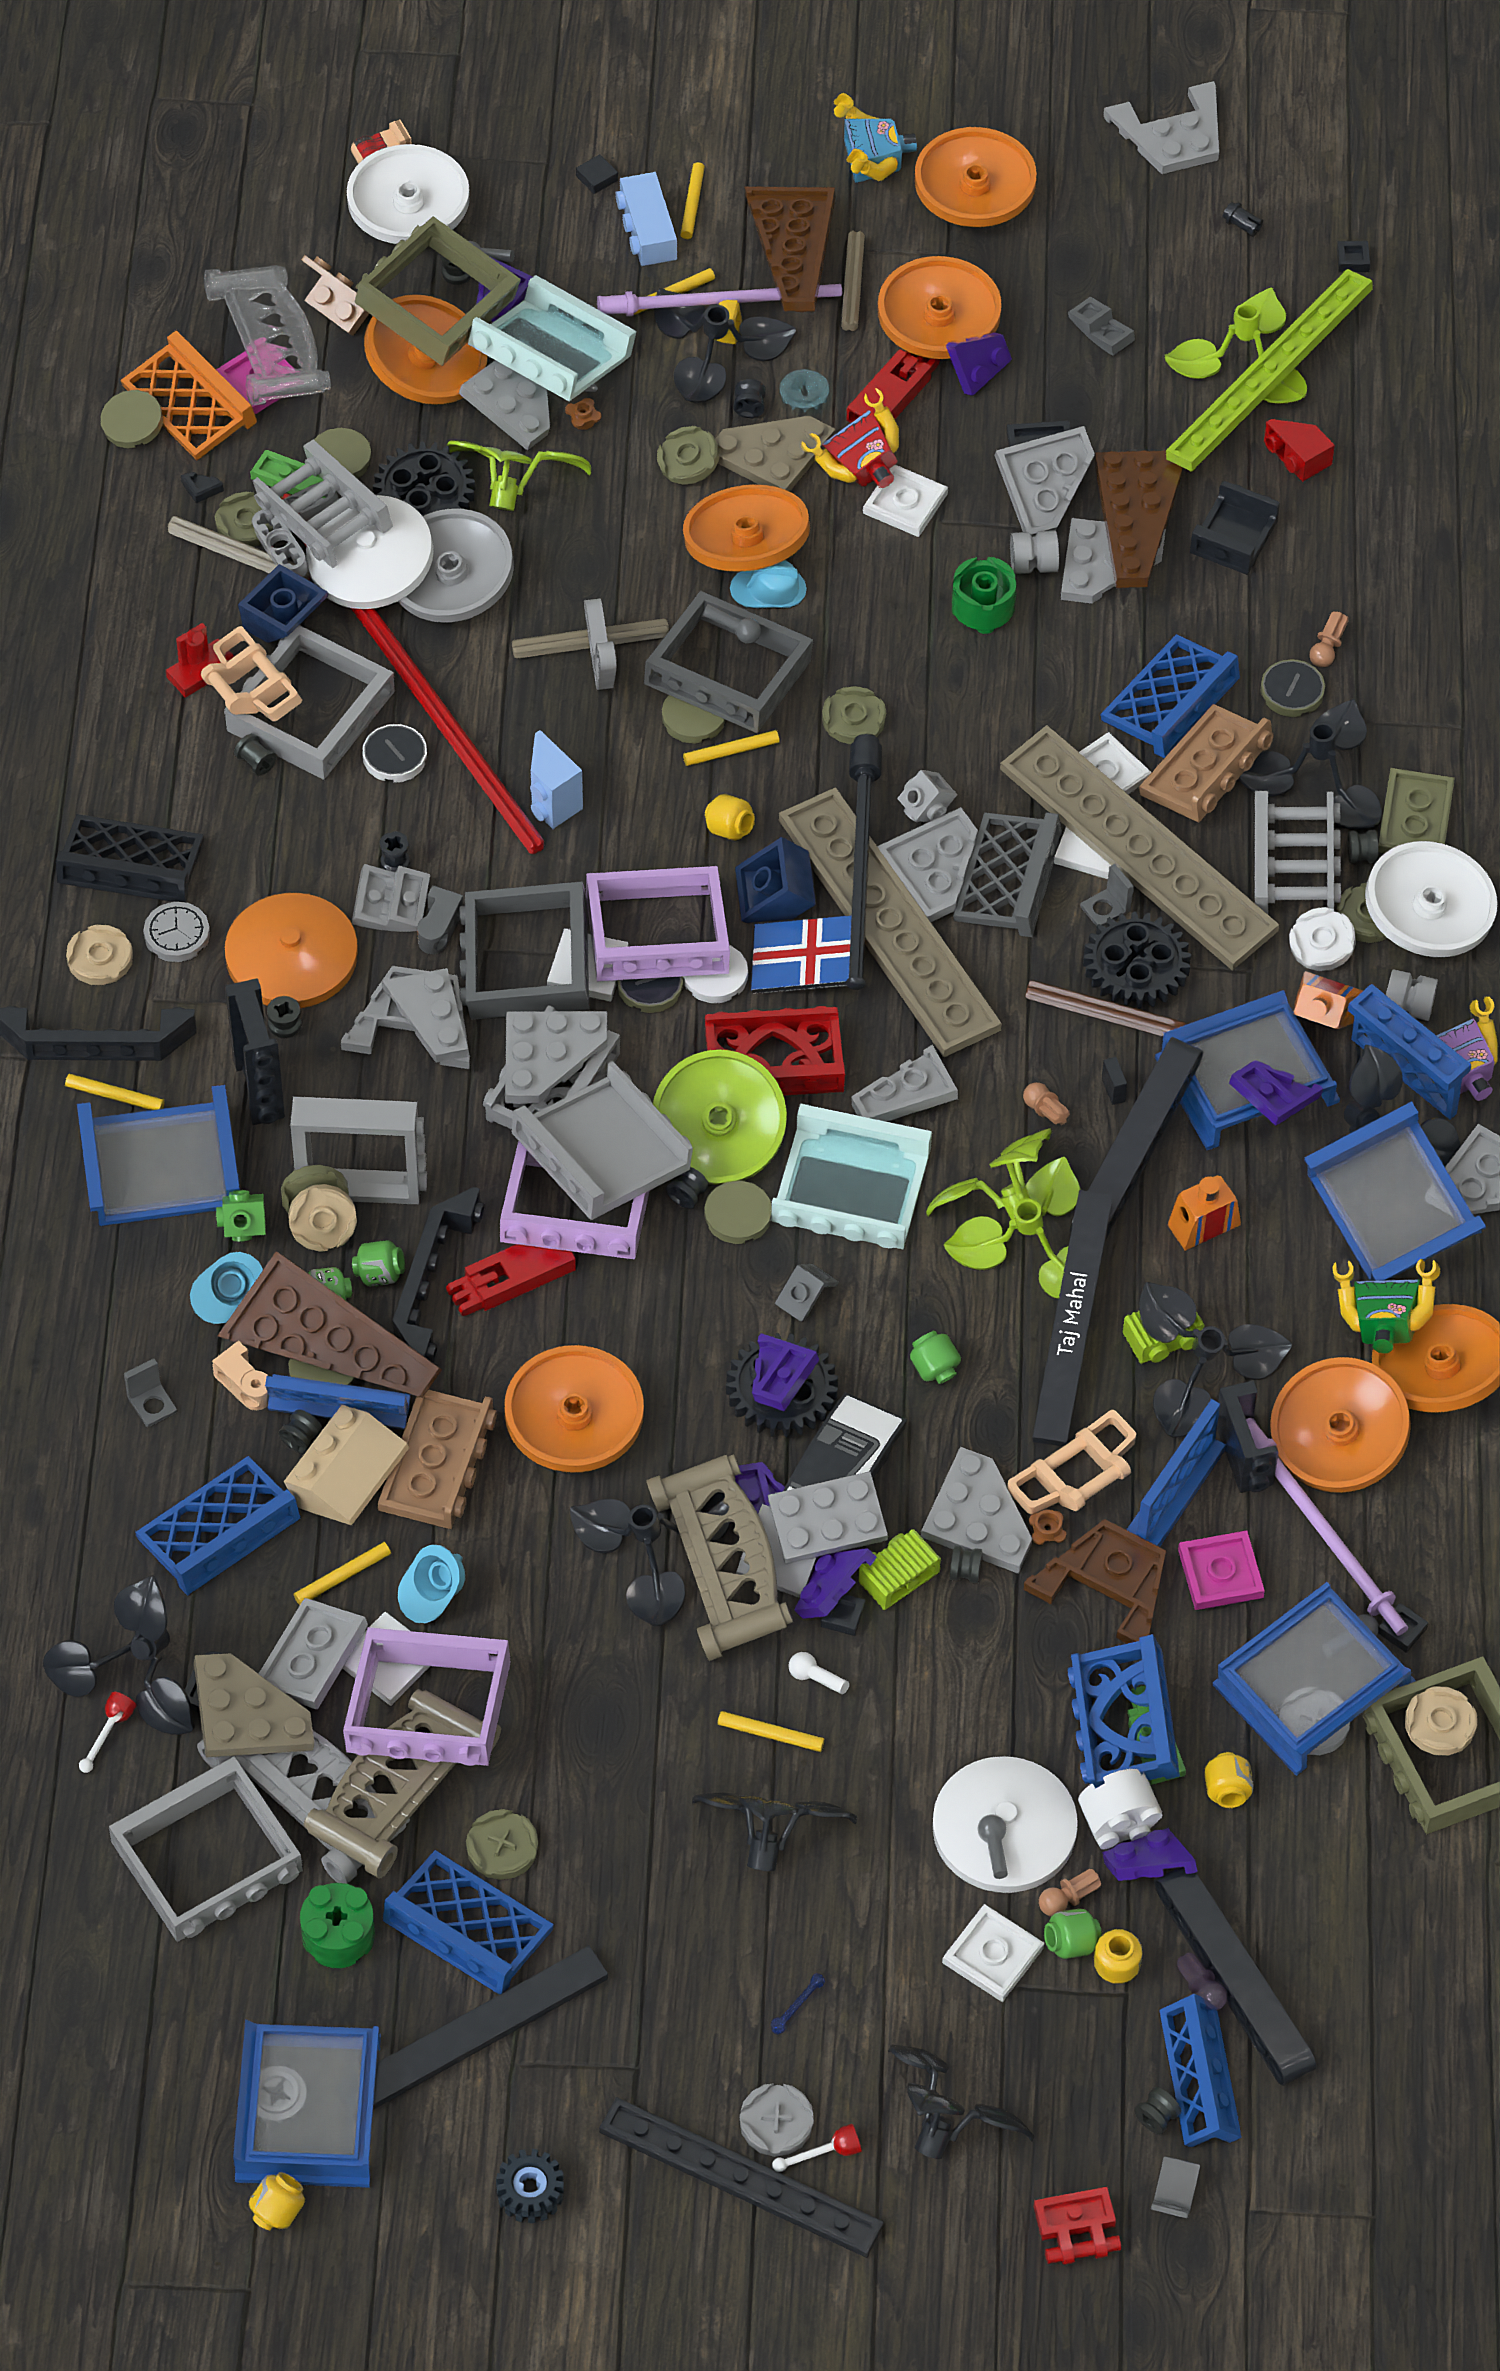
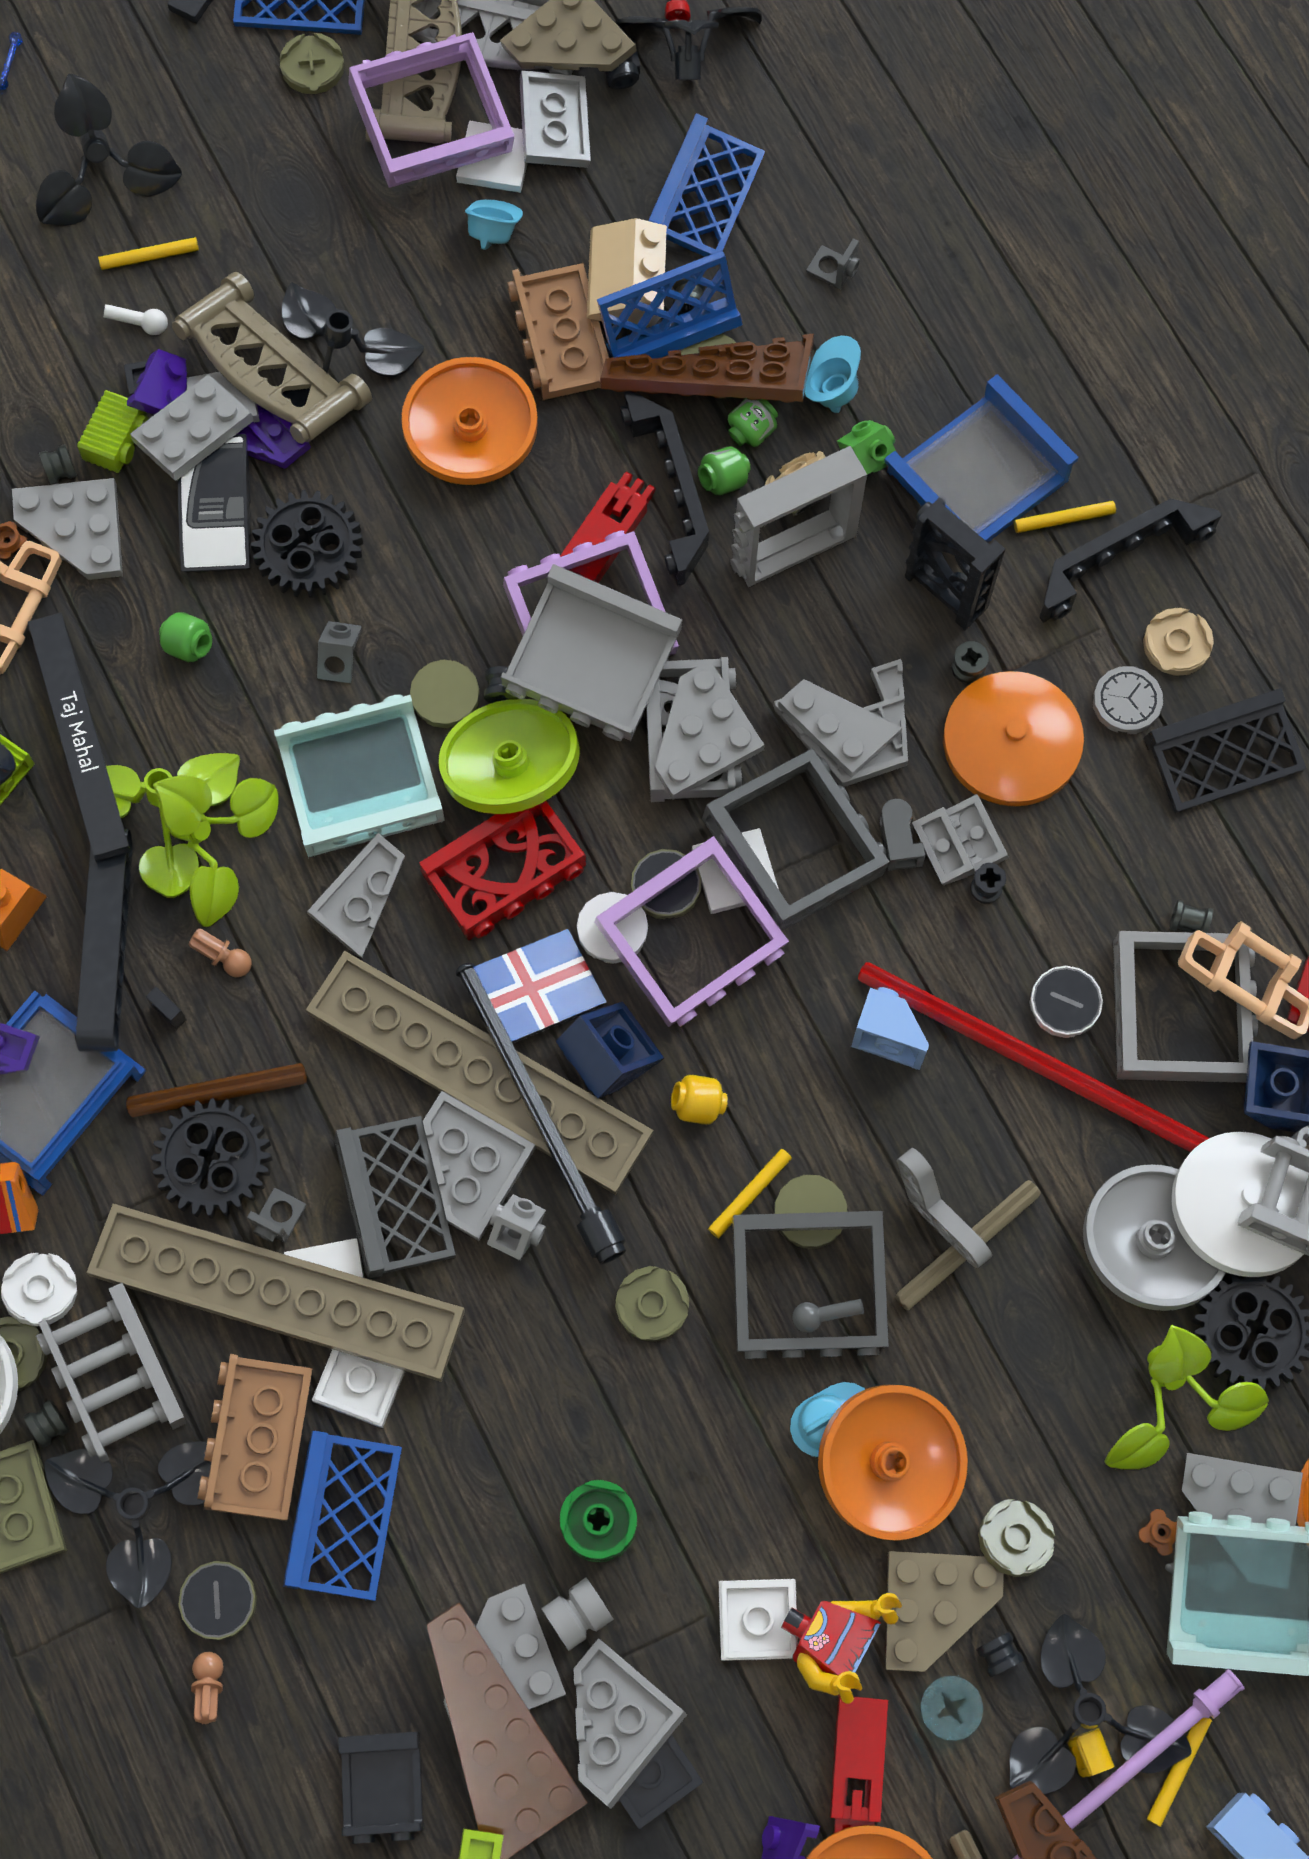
camera: 150 degrees right, 15 degrees up
(240, 1377) = (768, 314): light nougat leg -> none
(343, 1573) = (577, 205): yellow bar -> none
(780, 1371) = (304, 528): dark purple wing -> none

